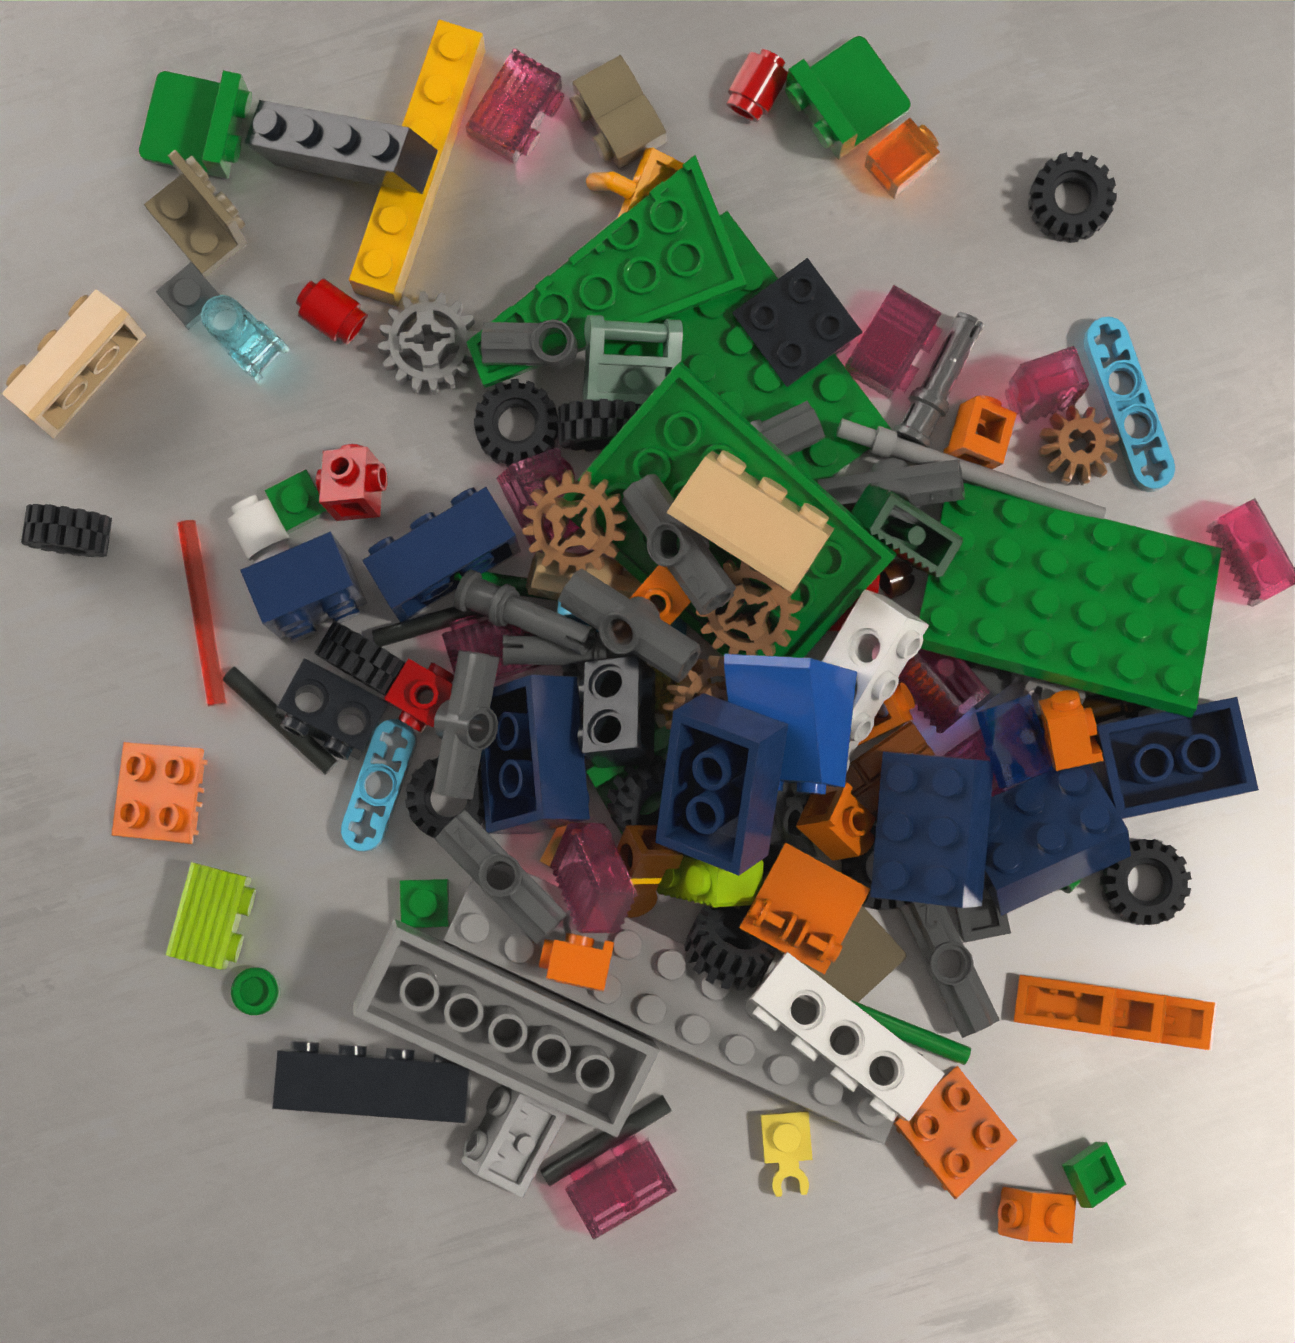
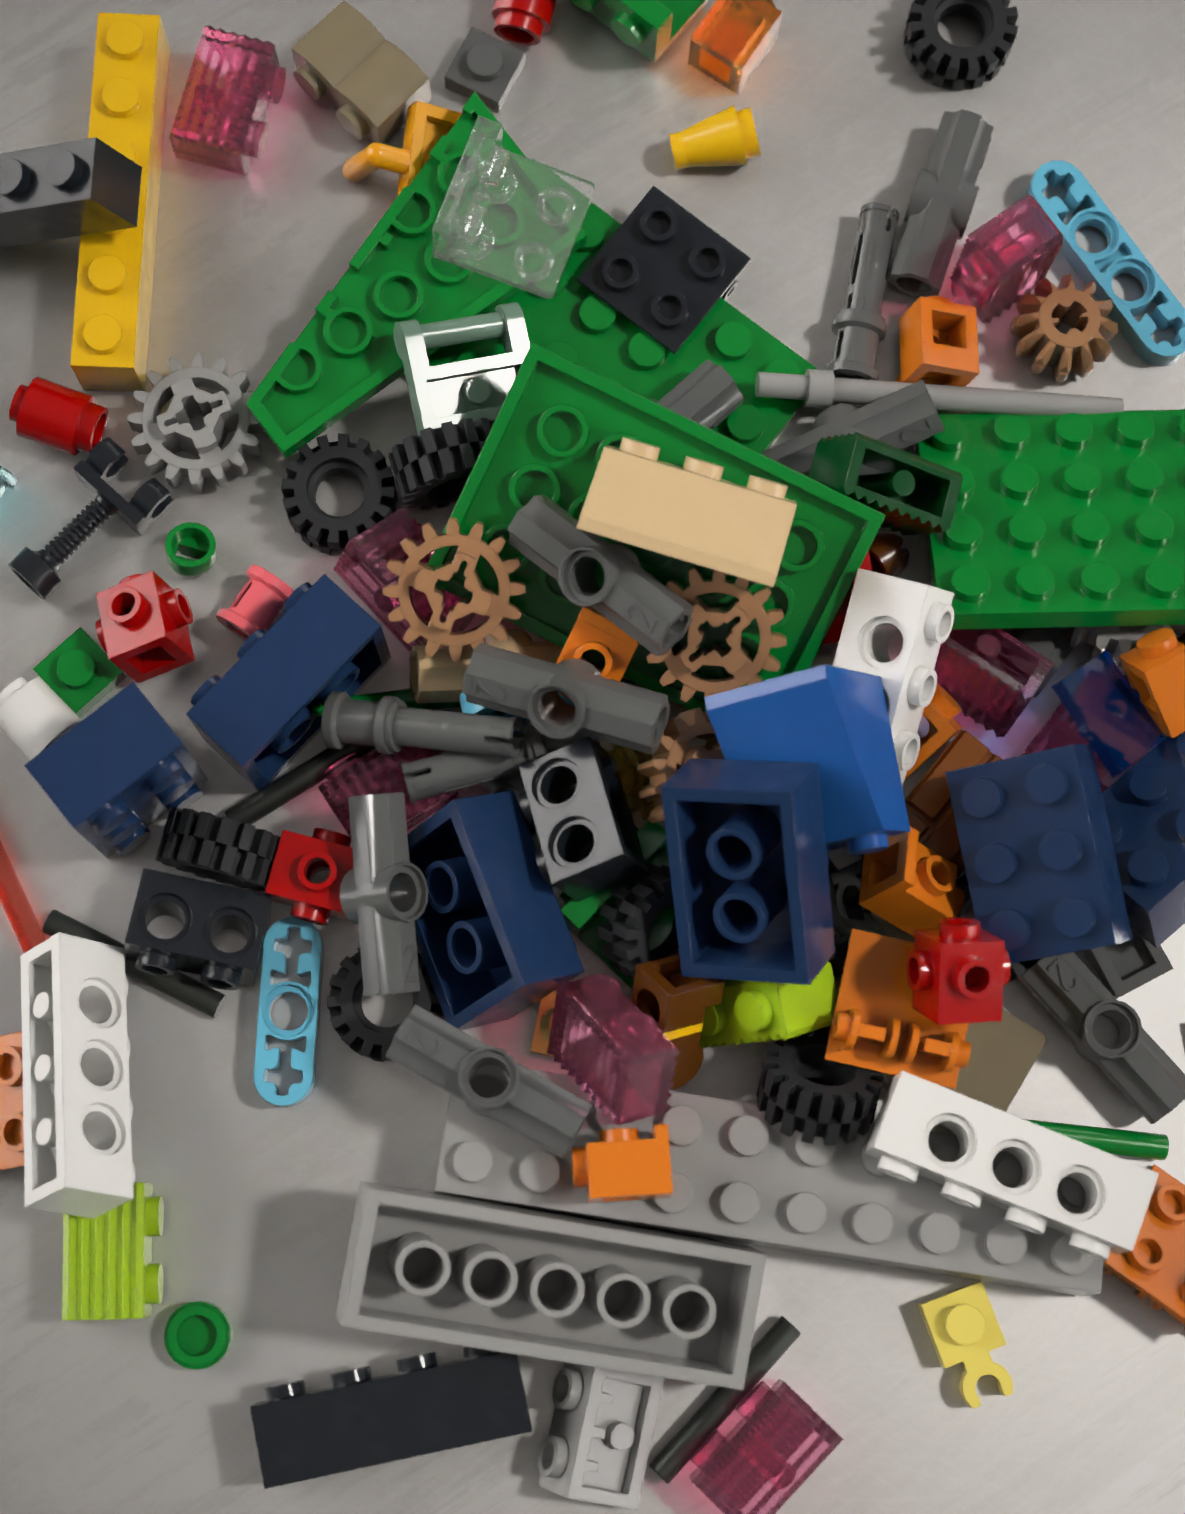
camera: 20 degrees left, 5 degrees down
(219, 790) = (76, 1077): none -> white brick
(289, 418) = (103, 463): none -> black bar
(404, 429) = (192, 541): none -> green hinge
(425, 903) = (393, 1150): green plate -> none
(434, 488) = (255, 604): none -> coral bush
(523, 342) = (321, 383): dark grey piece -> none
(694, 257) = (510, 214): none -> clear bracket
(711, 131) = (486, 68): none -> dark grey plate
(846, 895) = (958, 972): none -> red brick
(866, 233) = (717, 141): none -> yellow cone
(893, 342) = (792, 262): clear pink brick -> none
(1016, 326) = (941, 204): none -> dark grey piece

